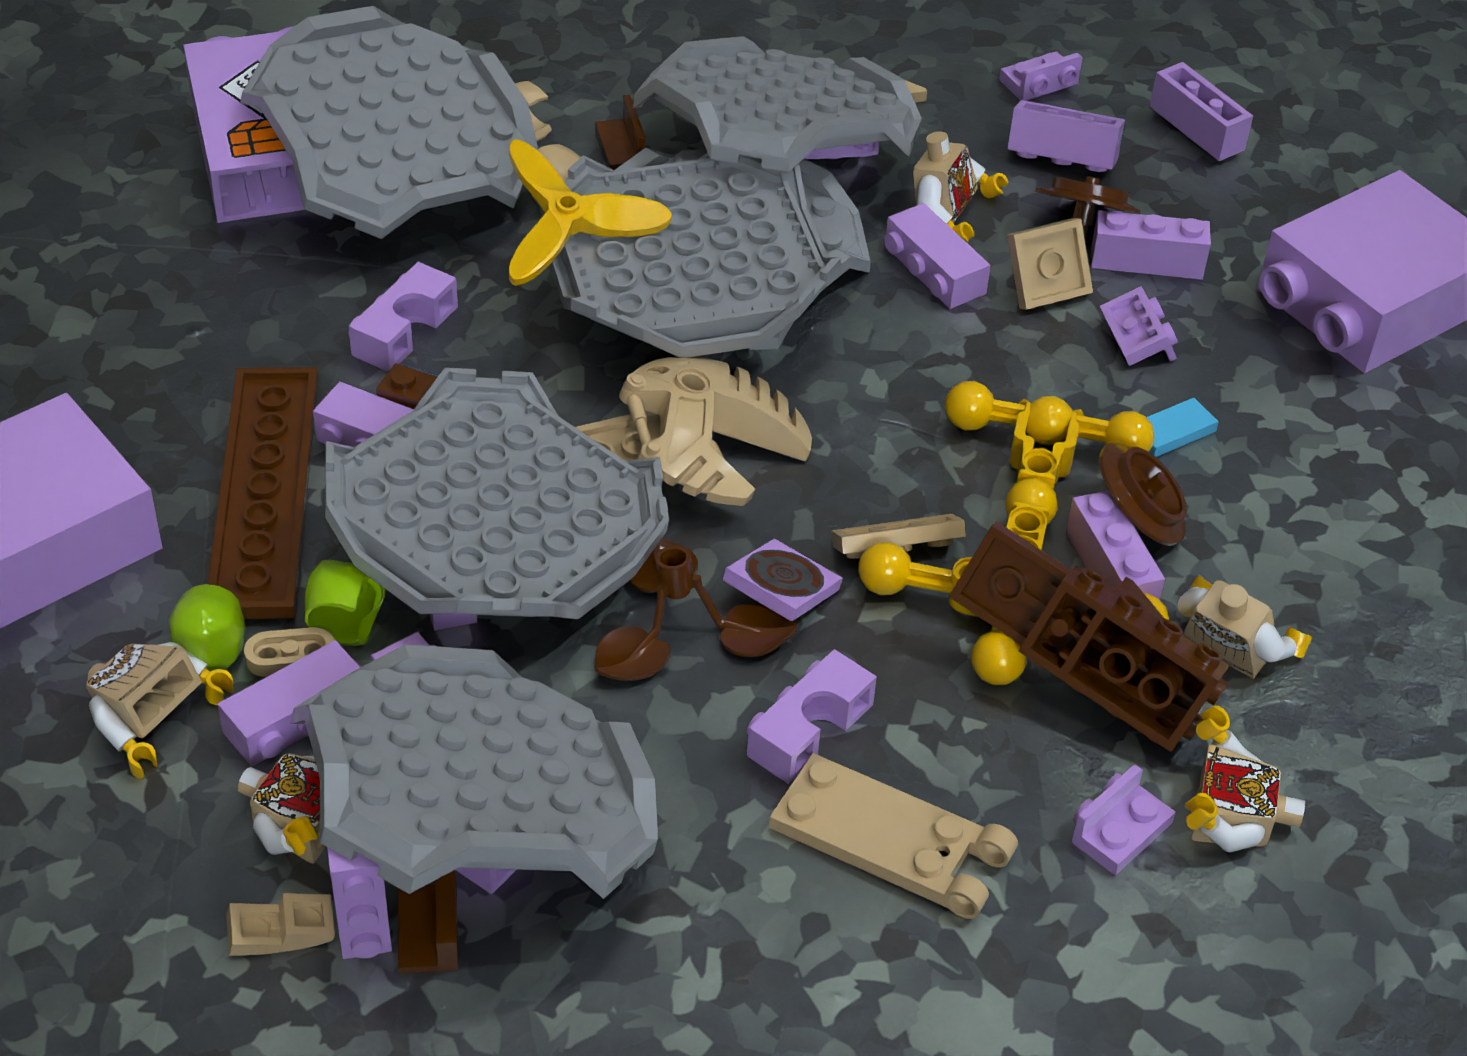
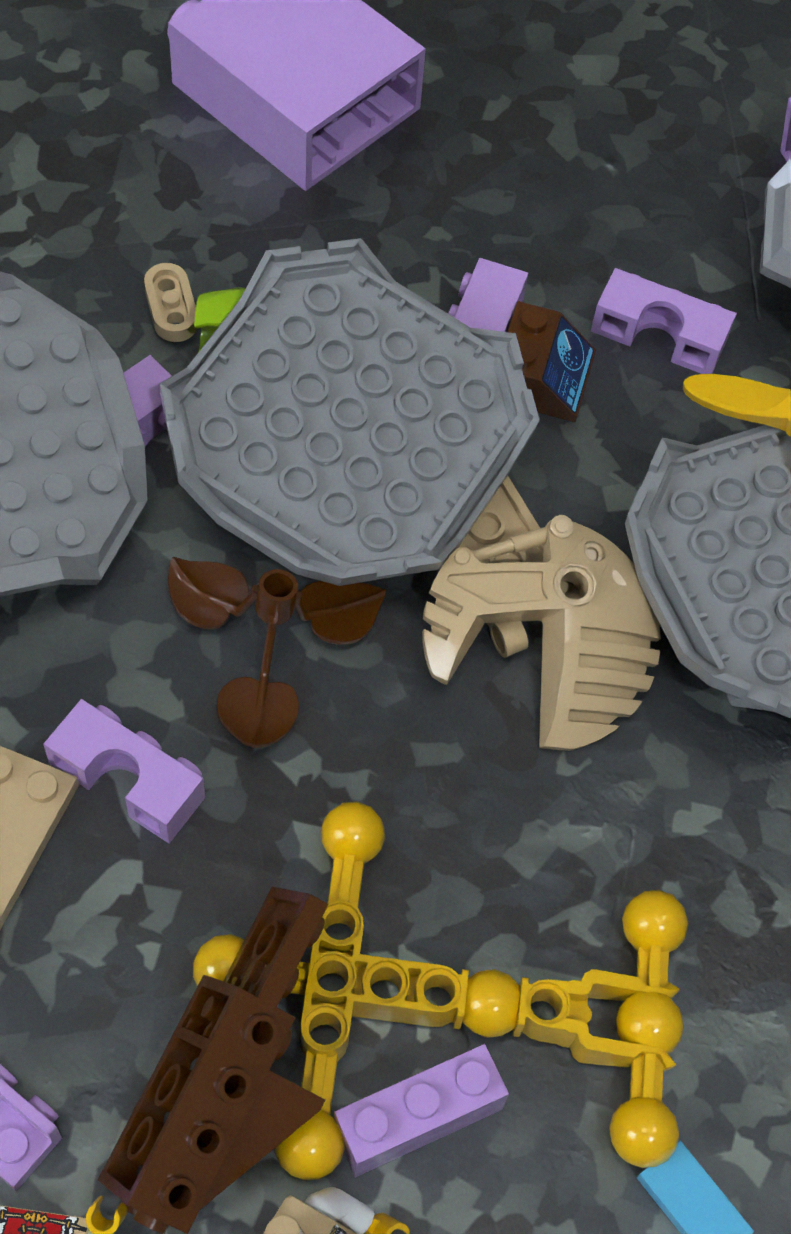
camera: 80 degrees right, 15 degrees up
(142, 688) = (98, 194): torso -> none
(209, 625) = (179, 228): lime piece -> none
(261, 714) = (106, 305): lavender brick -> none
(265, 489) = (409, 241): reddish brown plate -> none
(782, 579) = (326, 728): tile -> none
(934, 530) = (419, 850): tan plate -> none
(1145, 492) = (523, 1142): reddish brown piece -> none

